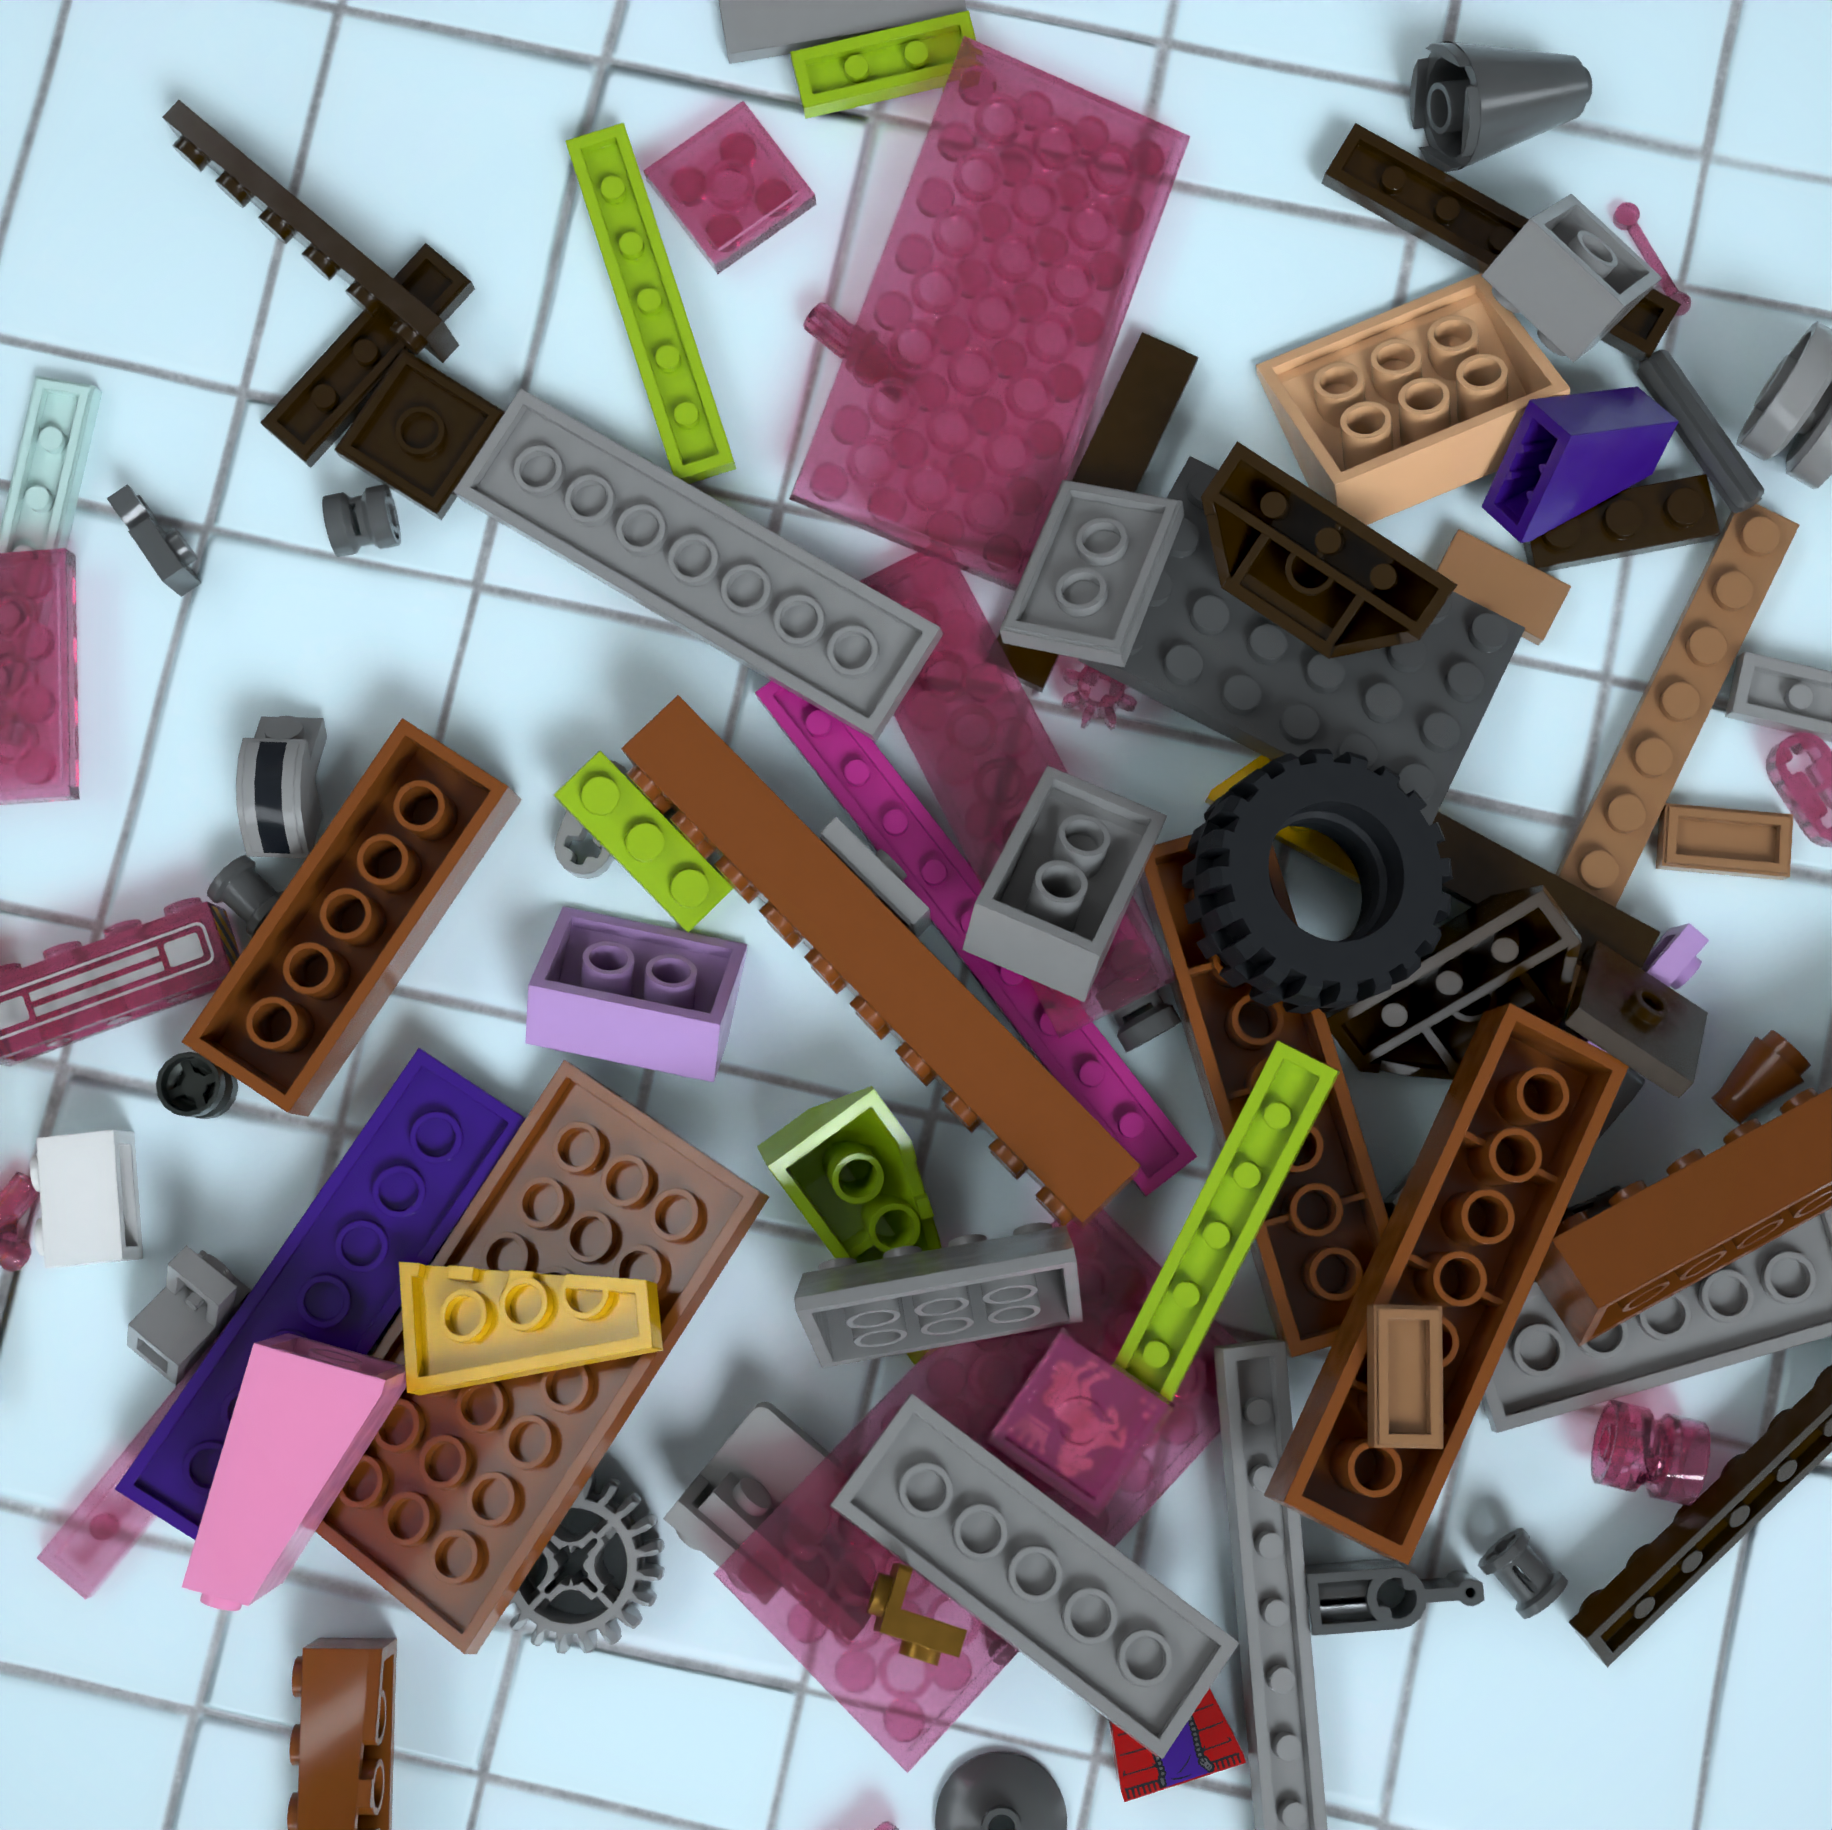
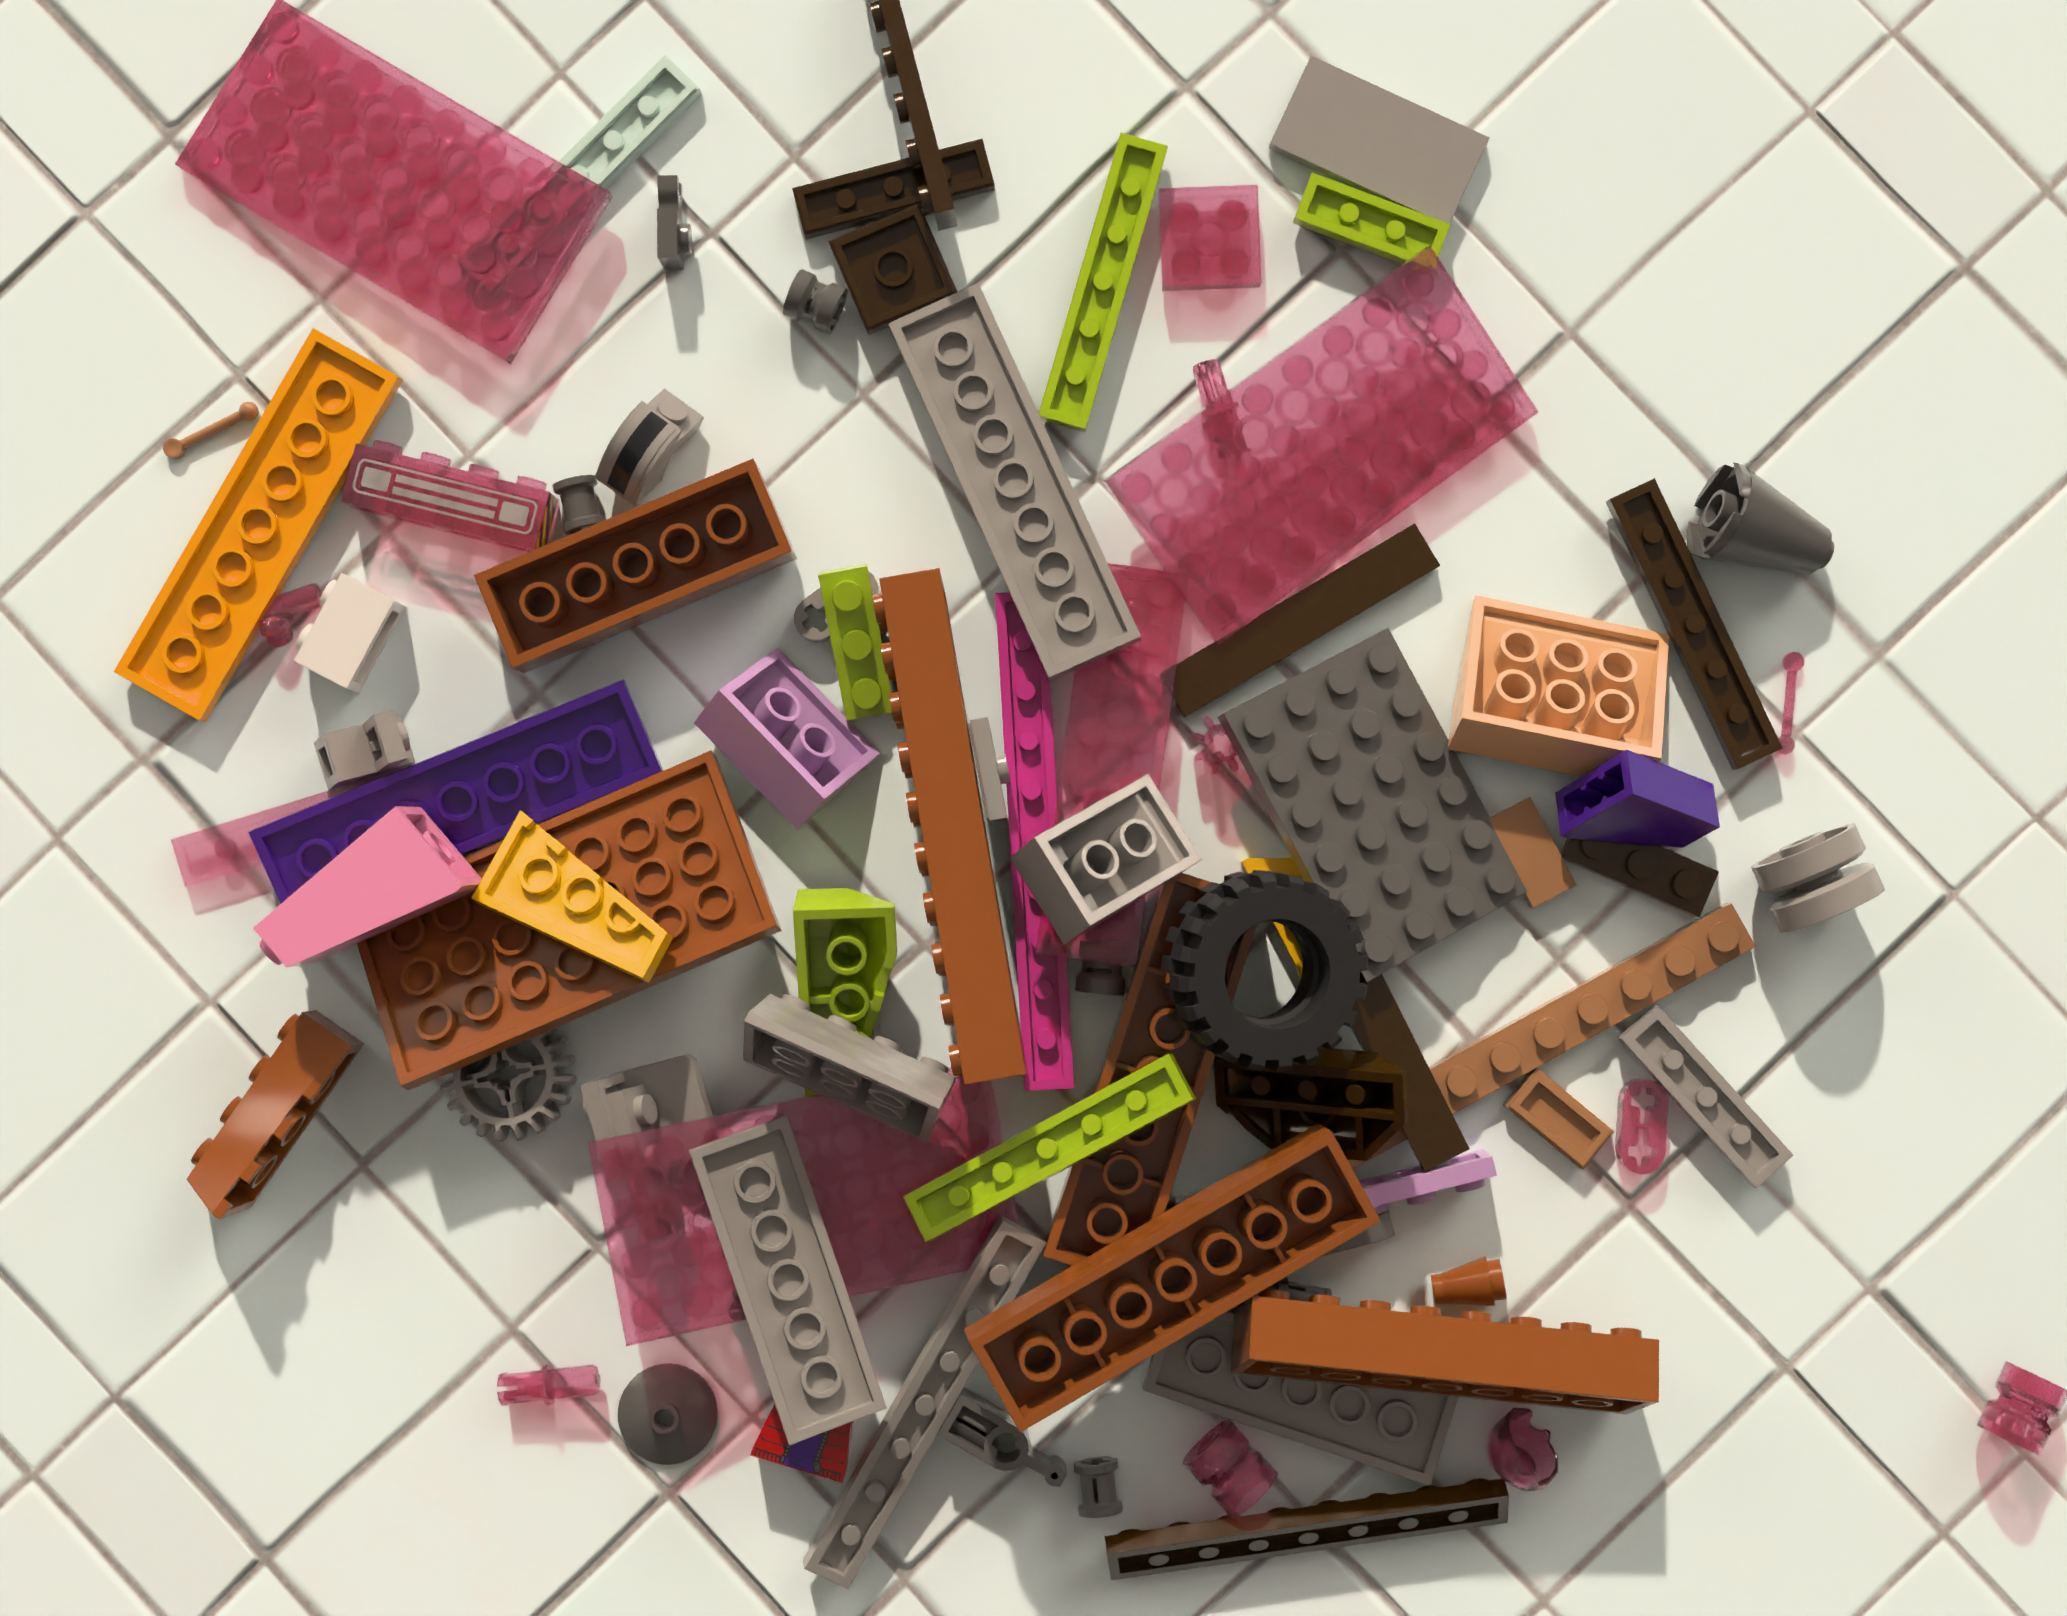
camera: 30 degrees right, 5 degrees up
(183, 1087) = (455, 603): pearl dark grey wheel -> none
(920, 1636) = (690, 1268): pearl gold bracket -> none
(1080, 1422) = (881, 1205): clear pink tile -> none
(1092, 573) = (1265, 666): light grey tile -> none
(1314, 562) = (1414, 759): dark brown wedge -> none
(1405, 1376) = (1098, 1317): medium nougat tile -> none
(1569, 277) = (1719, 682): light grey slope -> none
(1637, 1019) = (1409, 1195): dark brown plate -> none
(1701, 432) = (1734, 841): dark grey axle -> none

